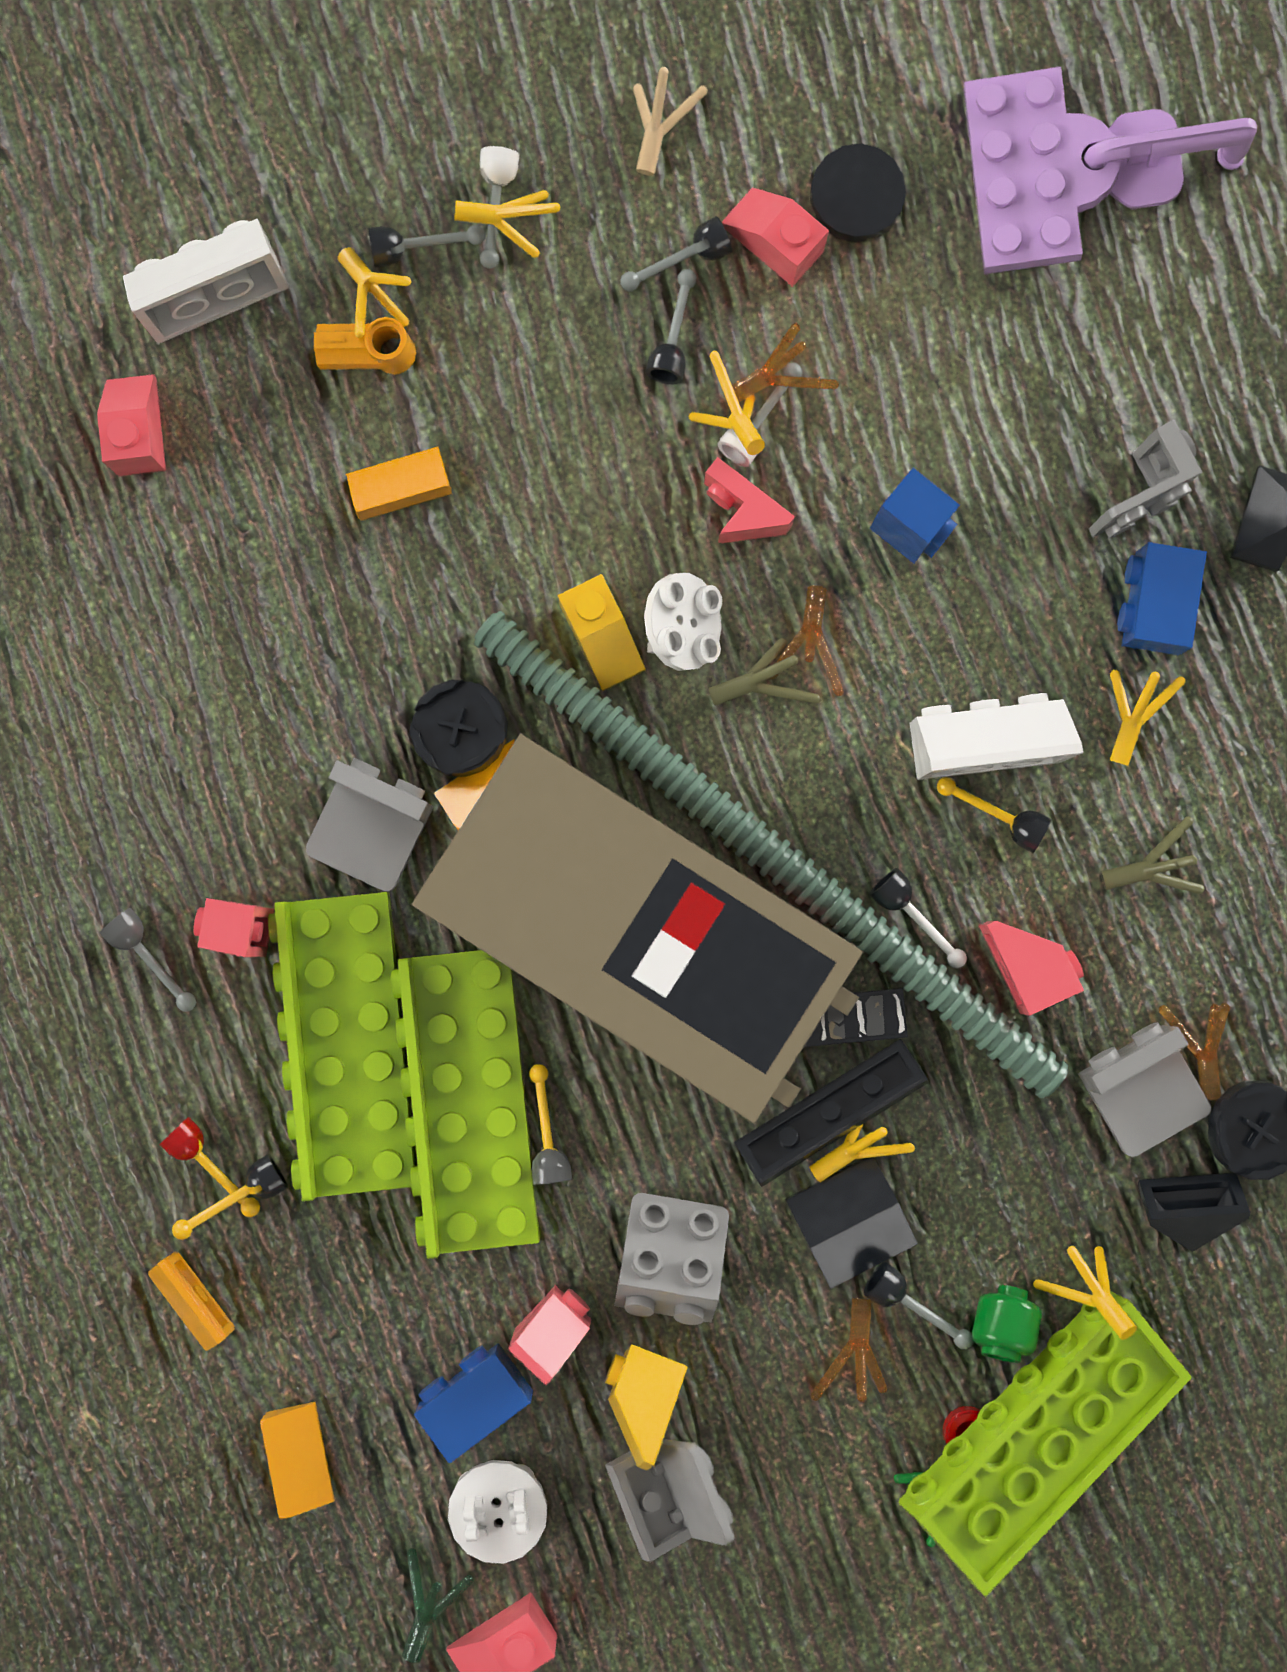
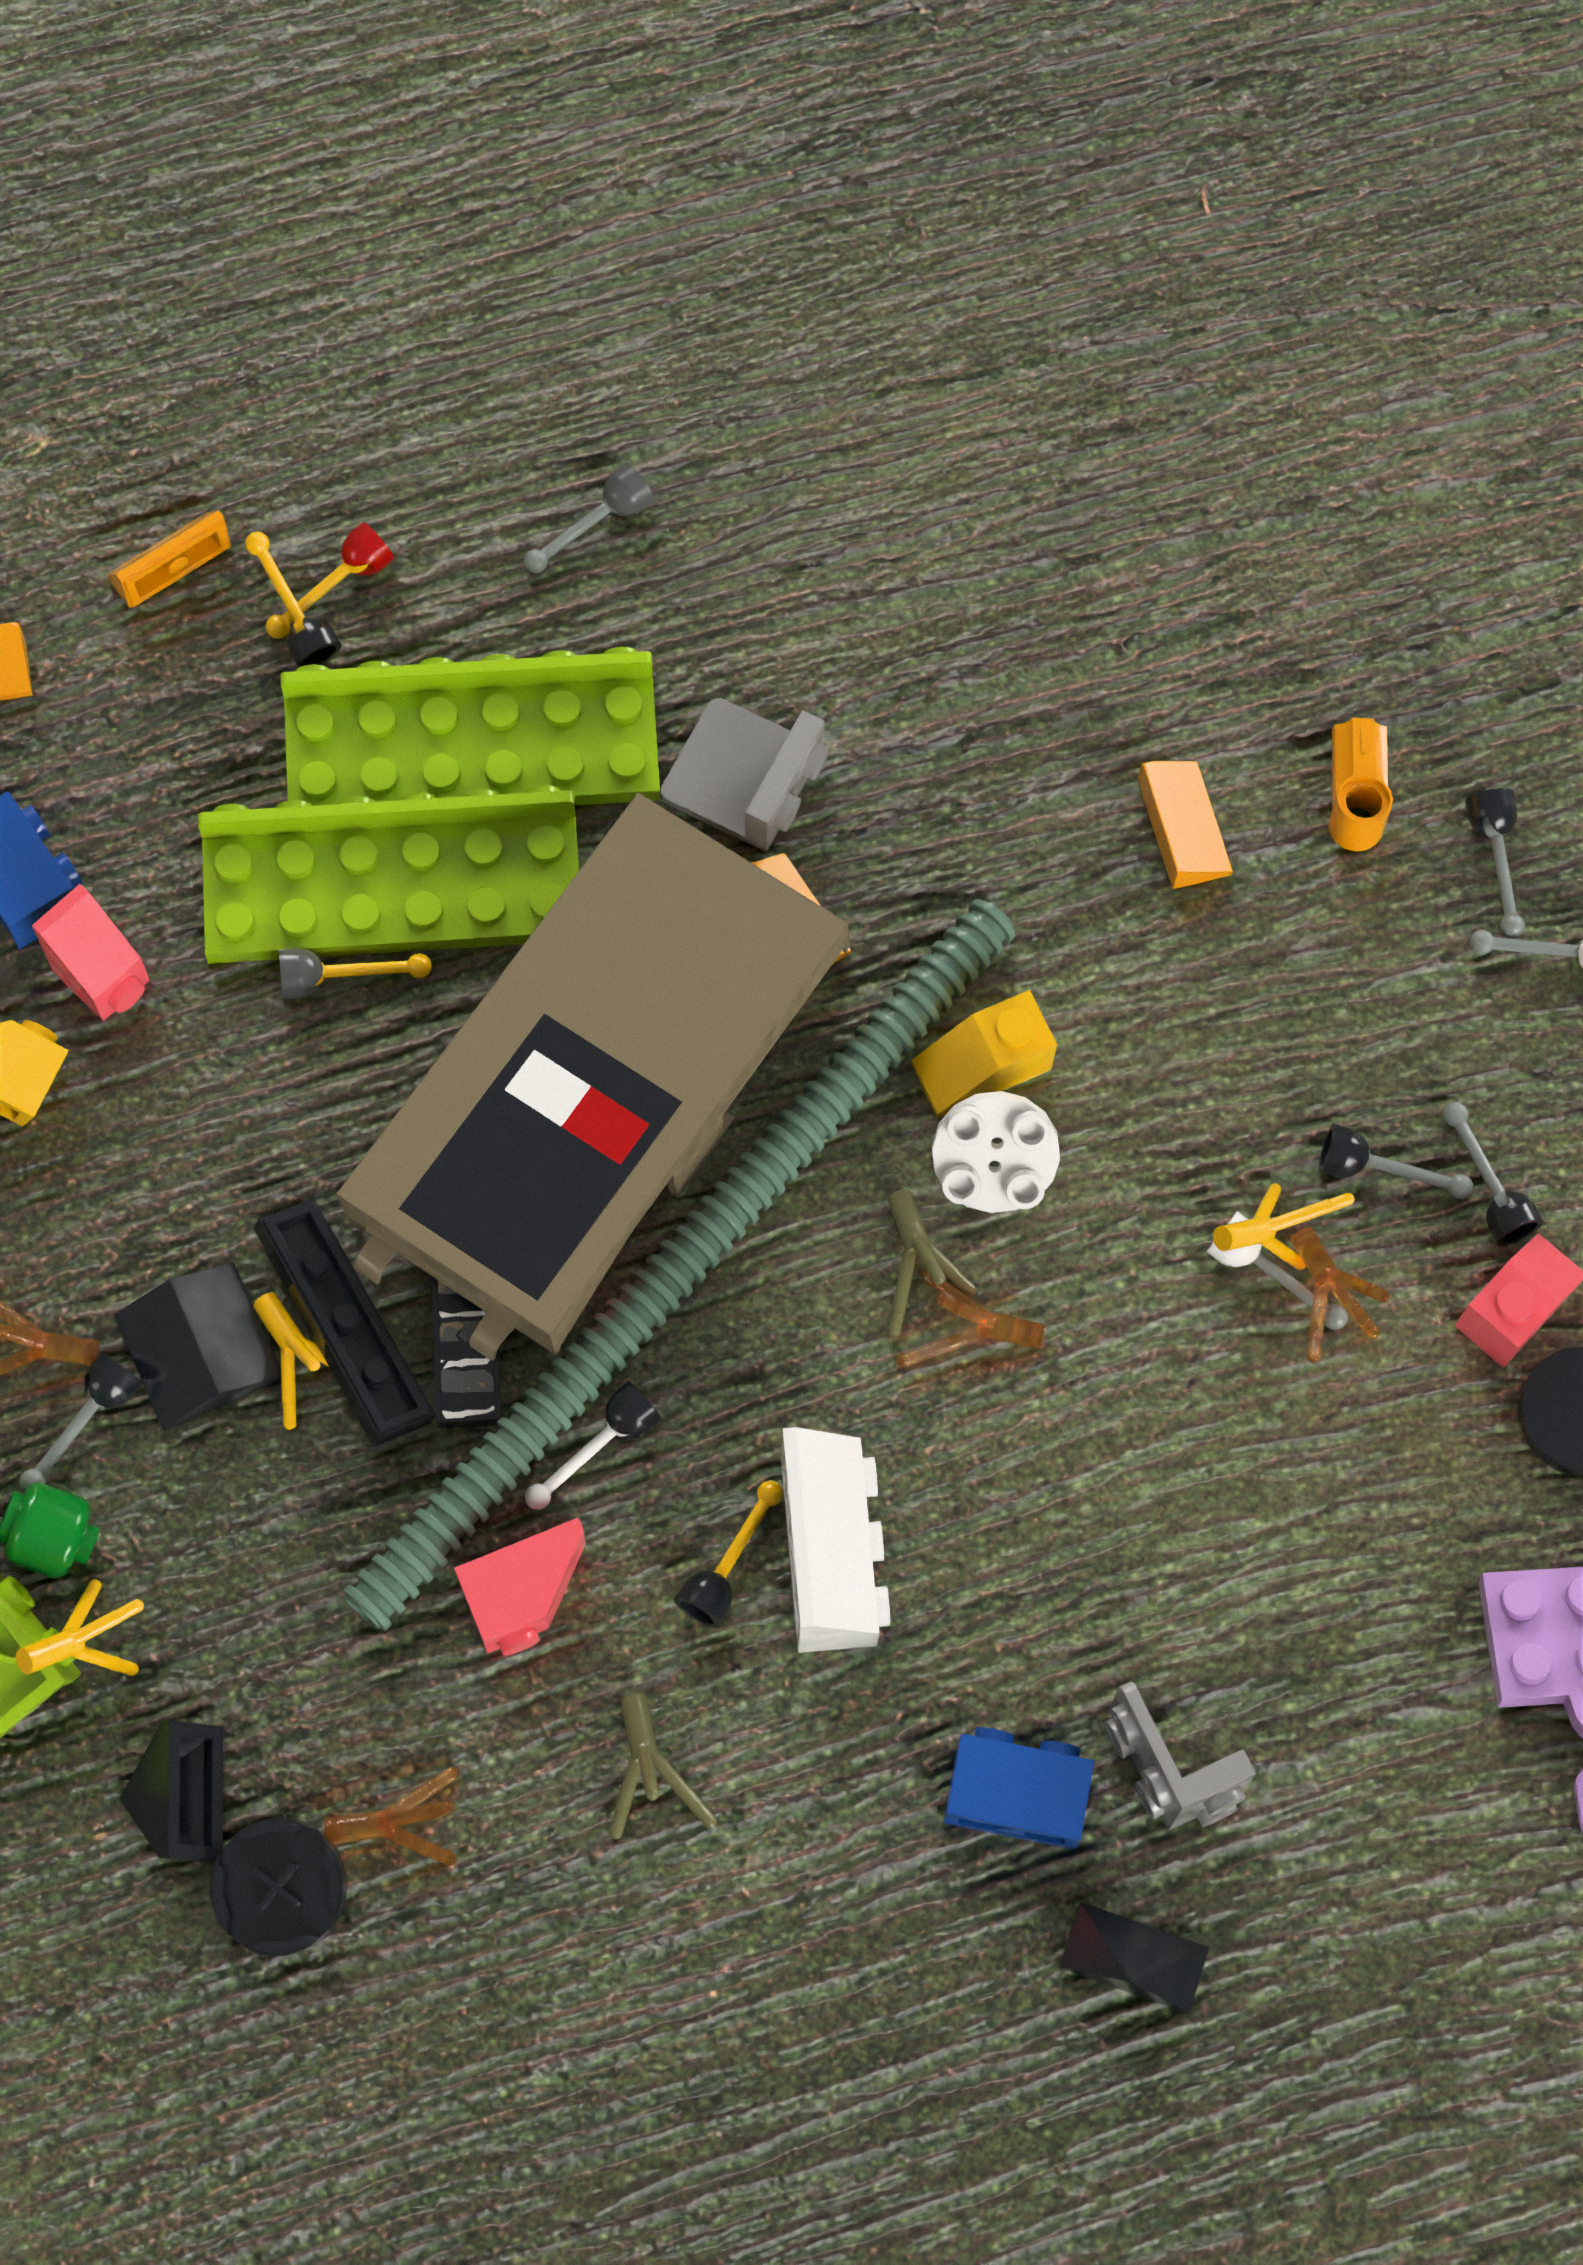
camera: 90 degrees right, 15 degrees down
(131, 426) = (1256, 512): coral slope -> none
(204, 281) = (1439, 597): white slope -> none
(233, 928) = (621, 608): coral slope -> none
(368, 282) = (1443, 788): yellow plant -> none
(459, 728) = (868, 880): black tile -> none
(493, 215) = (1541, 960): yellow plant -> none
(672, 1258) = (171, 1112): light grey bracket -> none
(756, 512) = (1140, 1251): coral slope -> none
(916, 517) = (1129, 1447): blue brick -> none
(1141, 714) = (848, 1743): yellow plant -> none
(1145, 1089) = (345, 1733): light grey bracket -> none

